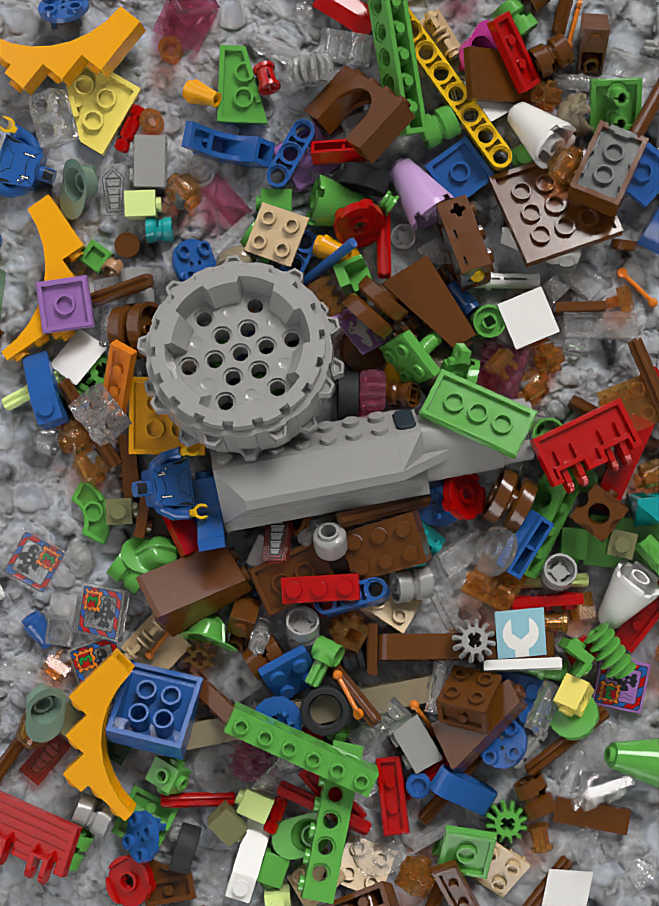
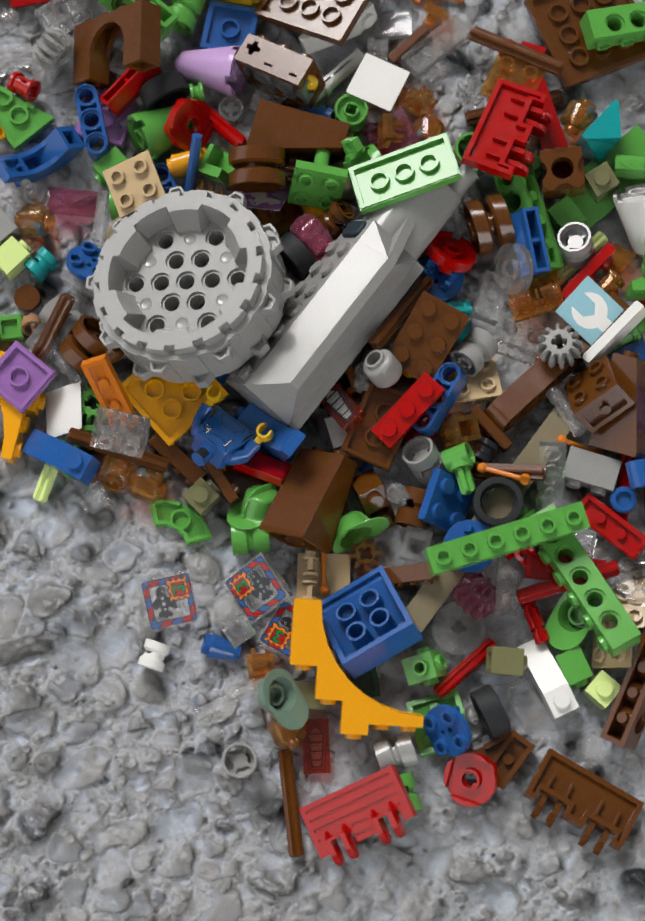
camera: 45 degrees left, 10 degrees down
(254, 804) = (511, 630): yellowish green brick -> none

